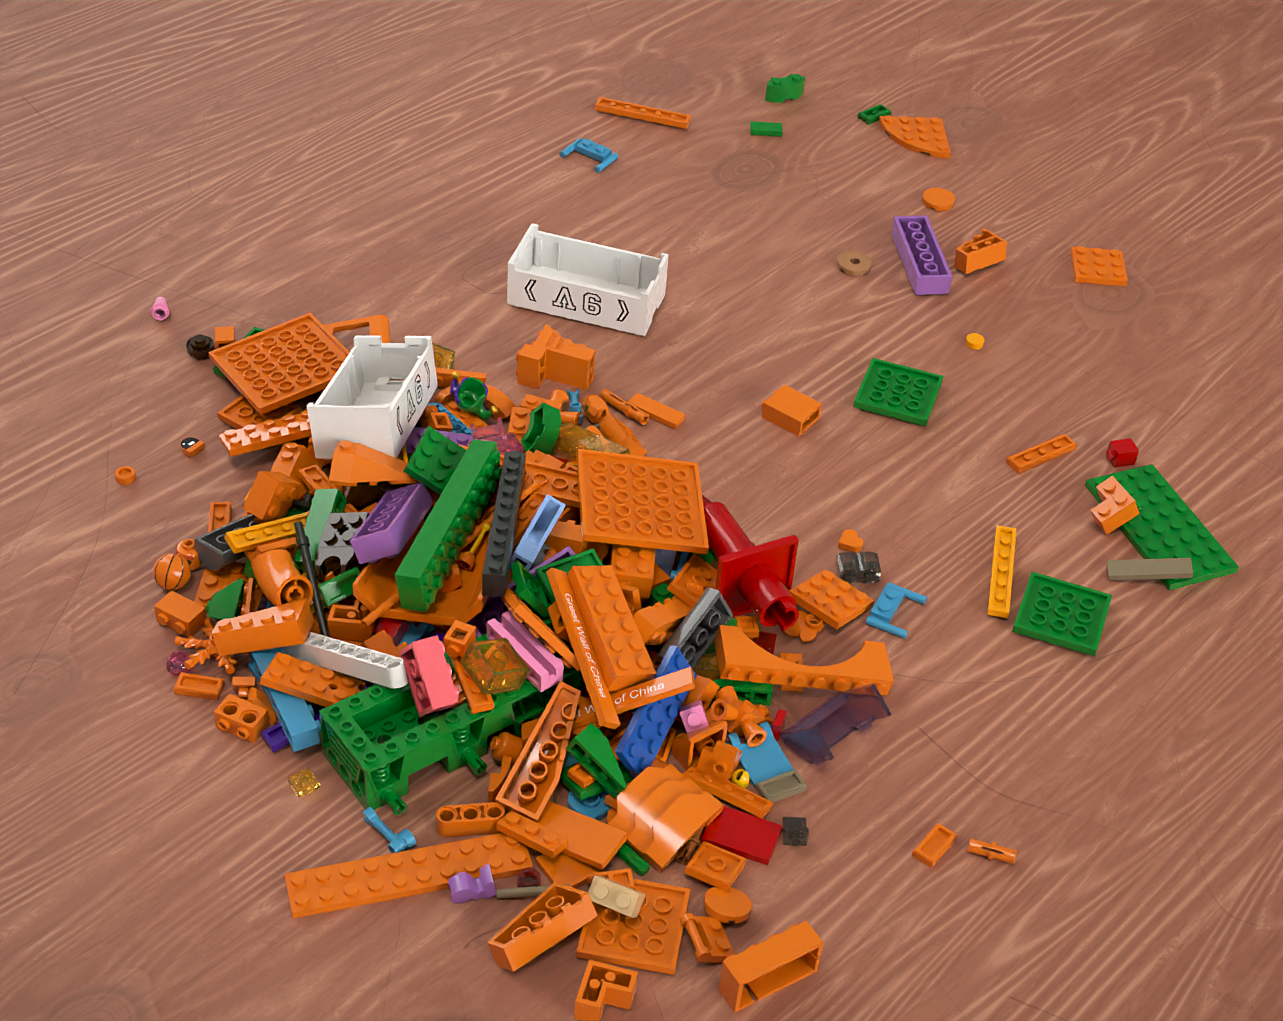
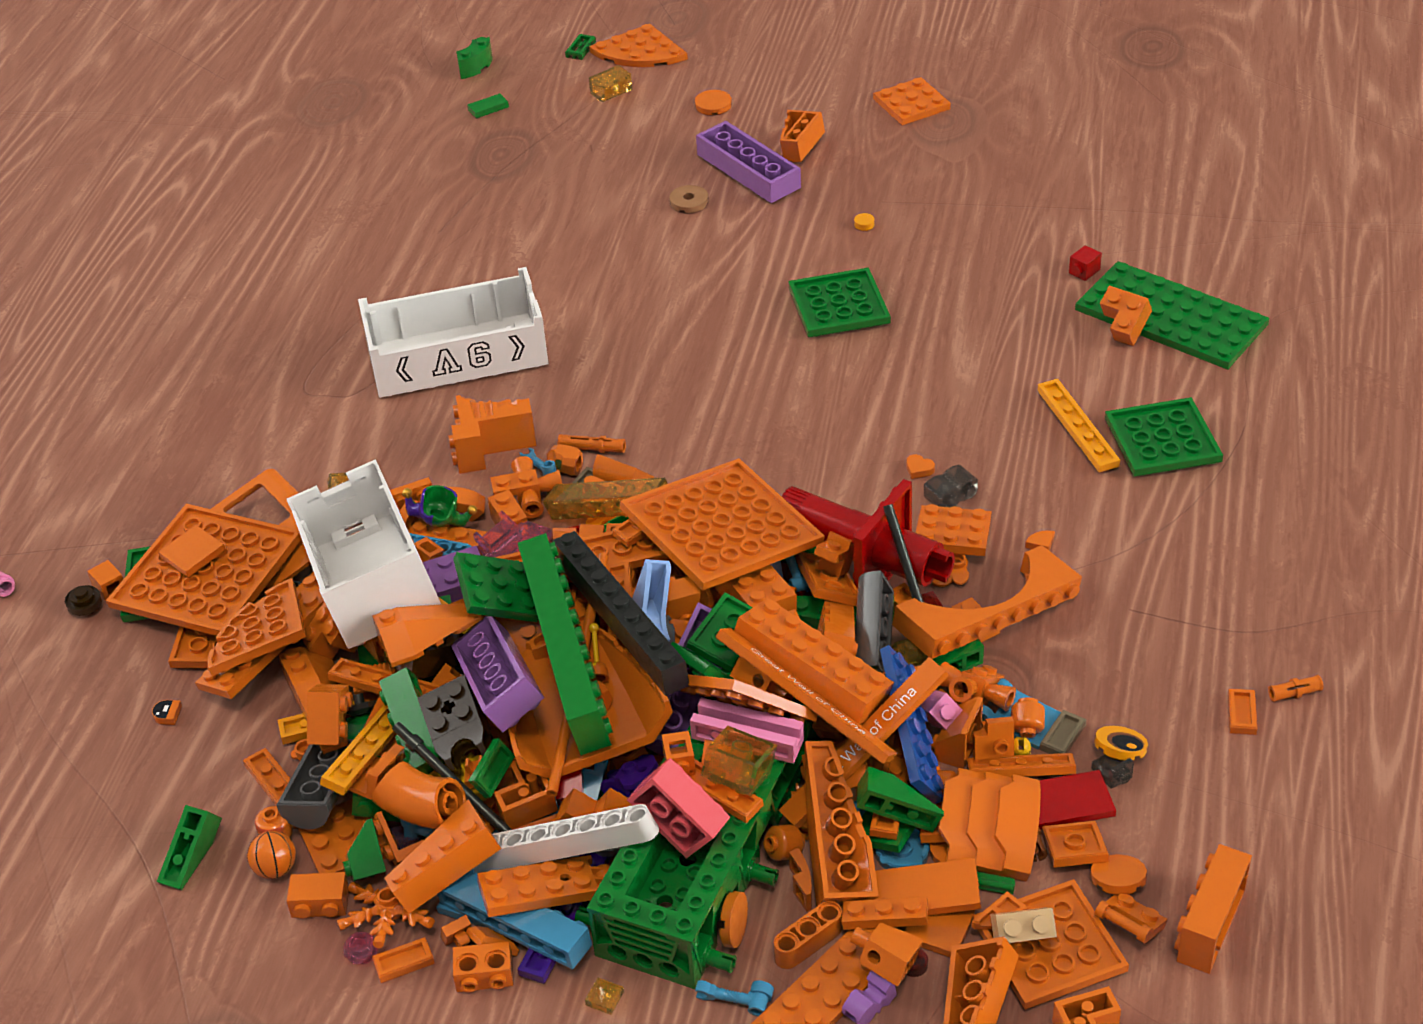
camera: 25 degrees left, 0 degrees up
(125, 475) = (118, 781): orange tile -> none
(130, 538) = (189, 845): none -> green slope
(275, 419) = (259, 629): none -> orange plate
(285, 345) = (192, 550): none -> orange tile
(425, 779) = (735, 915): none -> orange tile
(506, 859) = (887, 951): none -> orange torso
(521, 892) = (923, 974): dark tan bar -> none
(543, 429) = (542, 501): green brick -> none
(569, 475) = (628, 533): none -> orange tile
(592, 150) = (332, 202): dark azure plate -> none
(642, 112) = (350, 142): orange plate -> none
(658, 411) = (630, 431): orange tile -> none
(707, 565) = (835, 554): none -> orange brick
(754, 594) = (902, 552): none -> pearl dark grey bar
(759, 758) = (1028, 717): none -> orange head
(778, 723) = (1012, 673): red tile -> none
(791, 410) = (756, 368): orange brick -> none
(815, 815) = (1120, 742): none -> light orange tile
(833, 720) = (1053, 645): windscreen -> none
(870, 151) = (610, 83): none -> clear yellow brick
(887, 606) = (1007, 511): dark azure plate -> none
(894, 641) = (1040, 538): none -> orange tile
(1041, 453) = (1014, 298): orange tile -> none
(1150, 569) = (1202, 357): dark tan tile -> none

